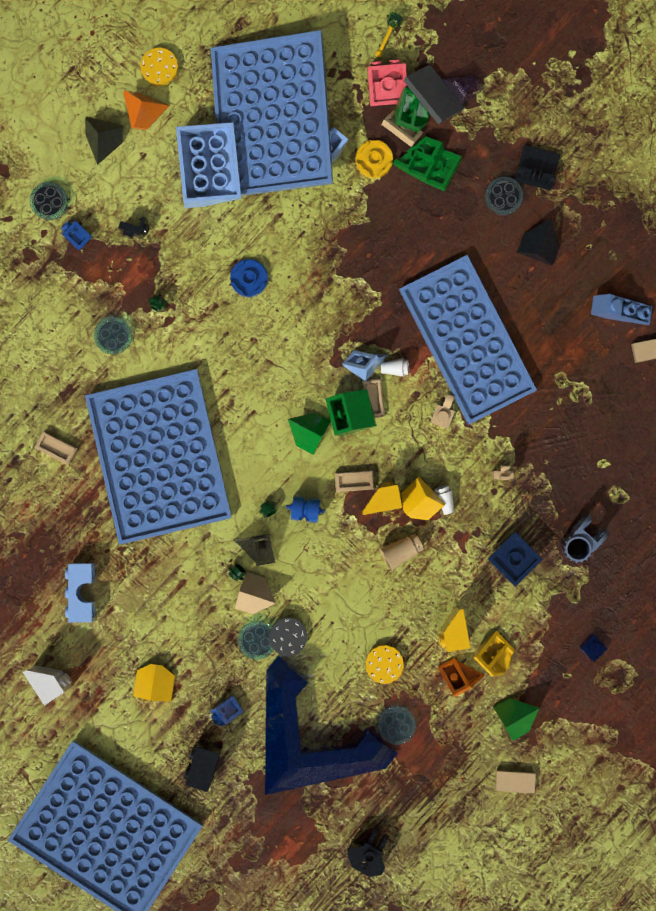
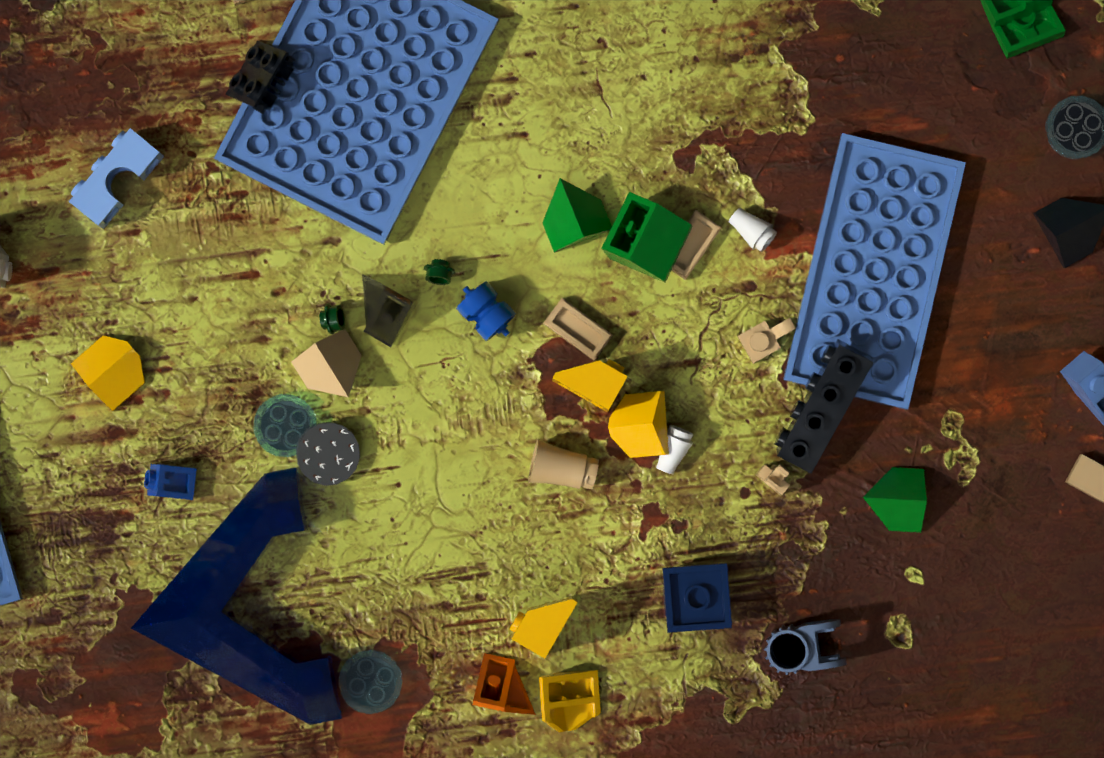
camera: 40 degrees right, 0 degrees up
(106, 488) = (256, 75): none -> black hinge
(204, 764) = (86, 523): black brick -> none
(363, 363) = (715, 190): light blue slope -> none
(384, 664) = (419, 592): yellow tile -> none
(498, 421) = (824, 405): none -> black brick
(568, 434) = (899, 499): none -> green slope

